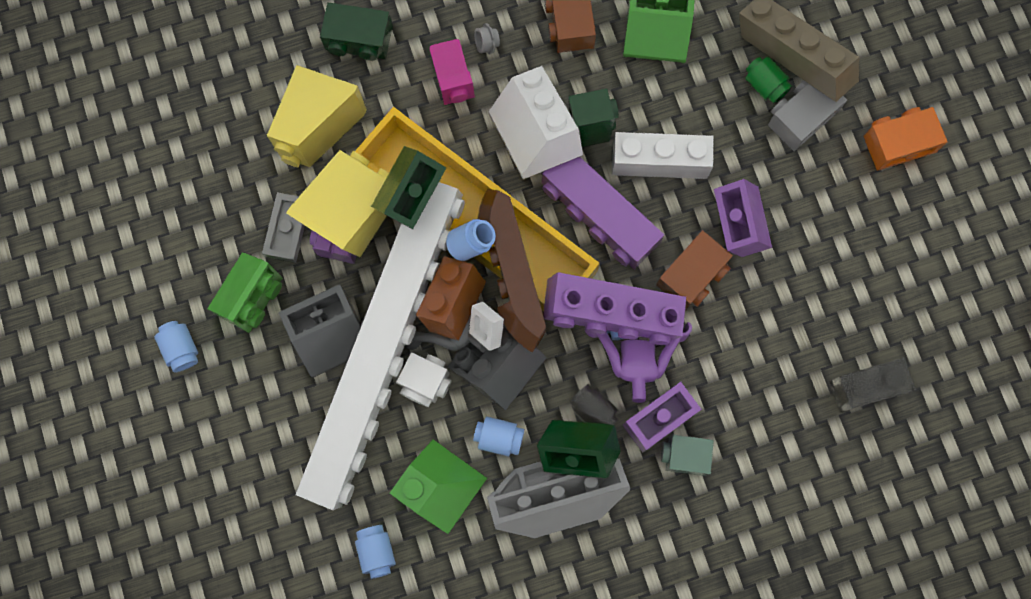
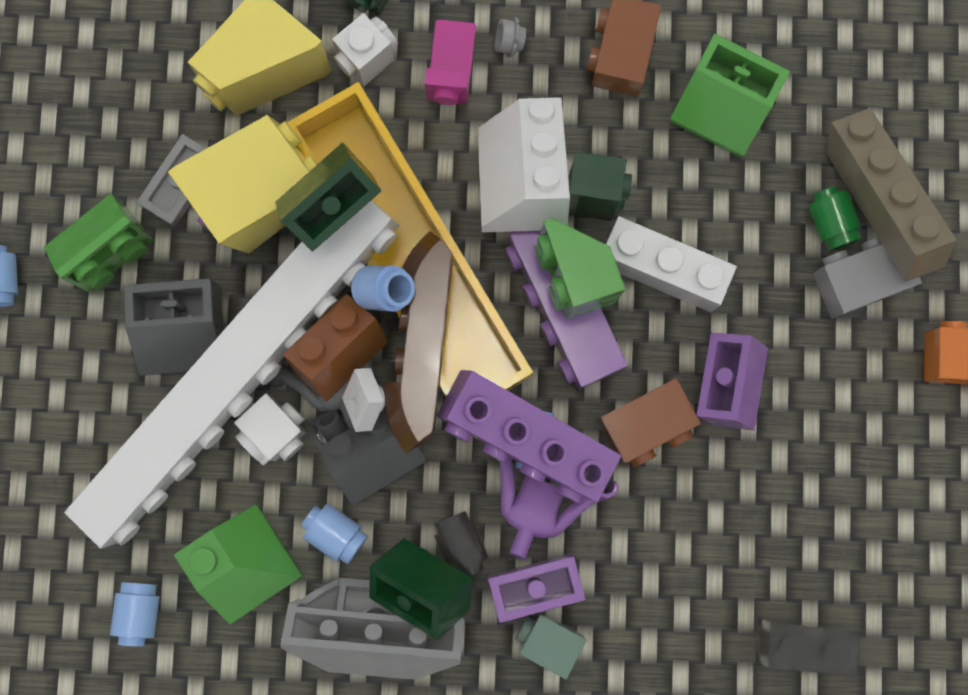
camera: 15 degrees right, 5 degrees up
(386, 83) = (364, 48): none -> white brick
(604, 175) = (580, 269): none -> bright green slope

